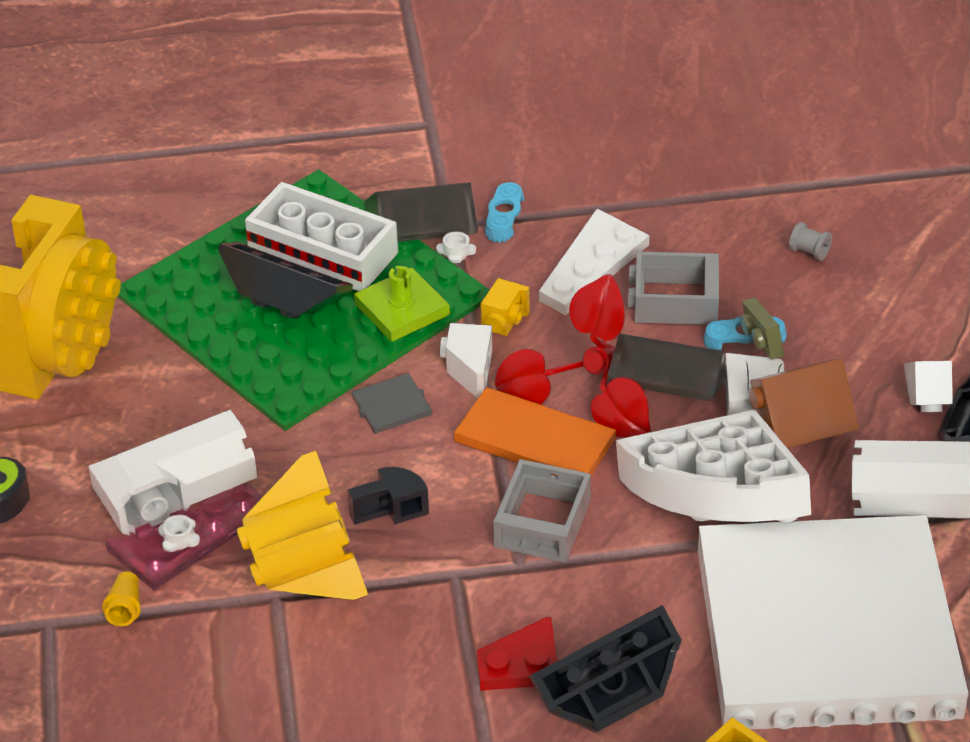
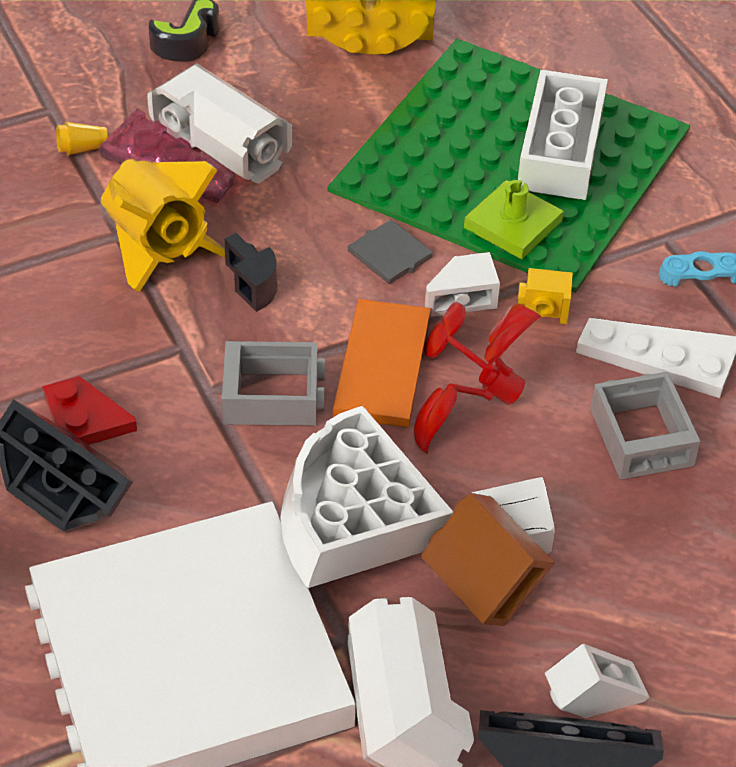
camera: 70 degrees right, 5 degrees up
(178, 533) = (149, 142): white plate -> none
(279, 282) = (493, 121): black wedge -> none
(426, 210) = (652, 204): clear smoke slope -> none
(456, 247) = (625, 244): white plate -> none
(669, 366) = (494, 432): clear smoke slope -> none
(725, 332) = (624, 519): medium azure piece -> none
(762, 328) = (587, 497): olive plate -> none

